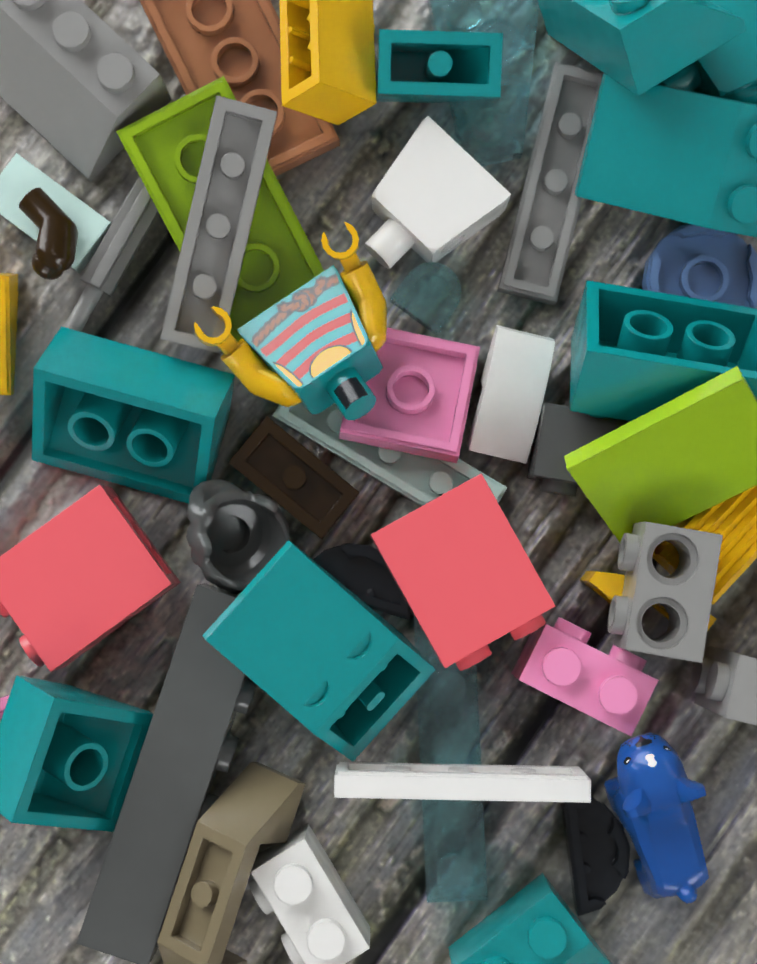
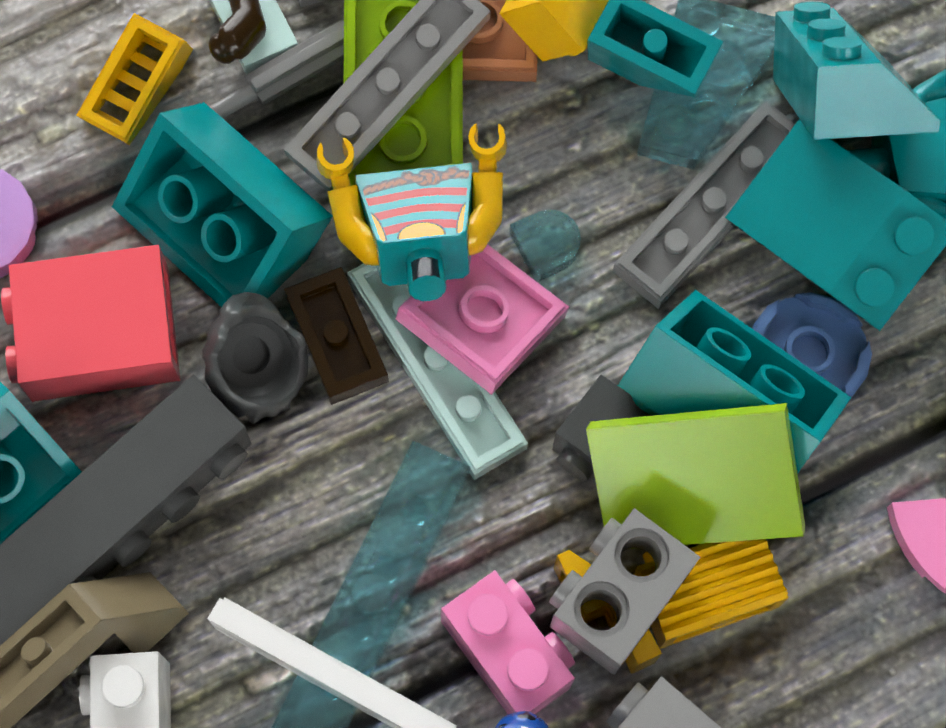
camera: 25 degrees right, 15 degrees down
(319, 651) = (270, 484): teal slope -> none
(366, 576) = (346, 456): black tile -> none
(432, 198) = (593, 159): white torso -> none
(464, 573) = (441, 484): coral brick -> none
(511, 394) = (574, 360): white slope -> none

